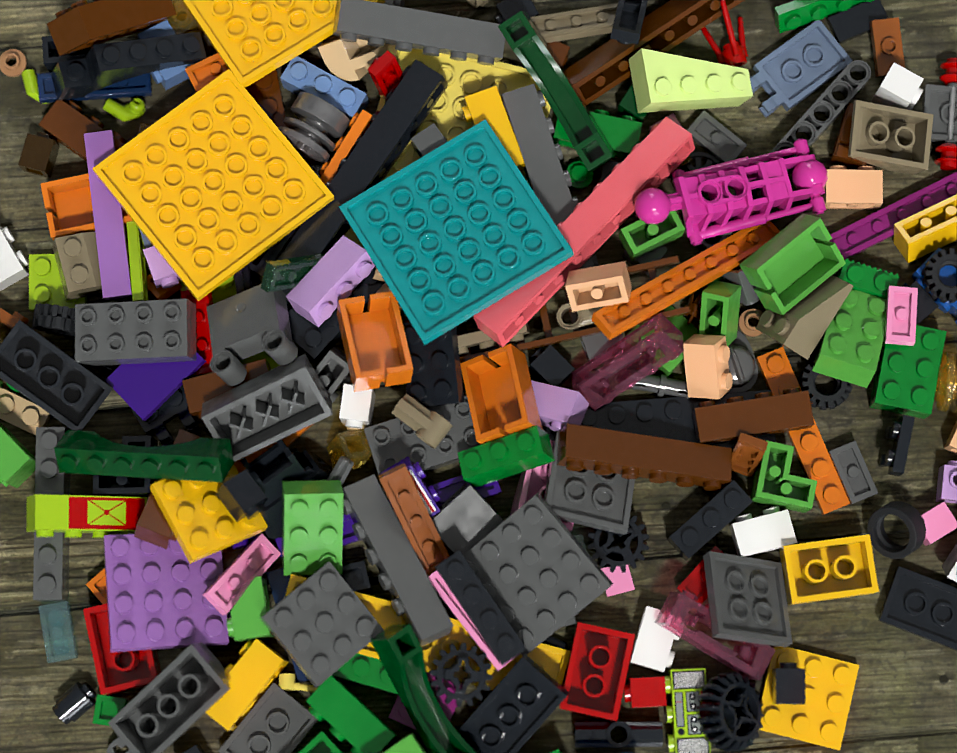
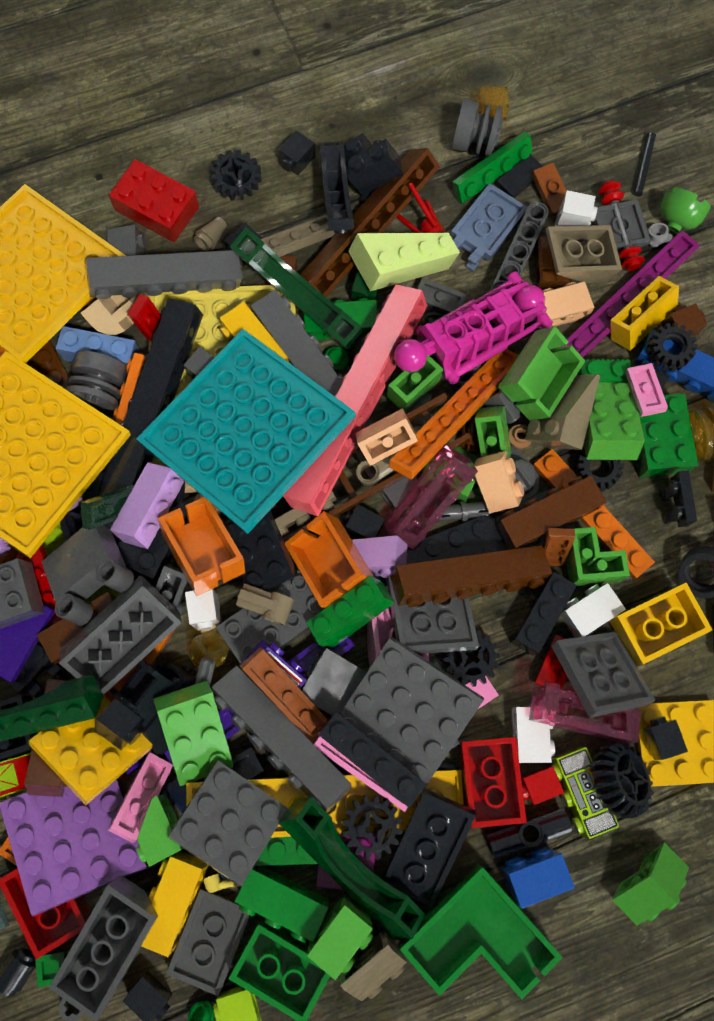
camera: 25 degrees left, 5 degrees down
(853, 472) = (648, 535): dark grey plate -> none

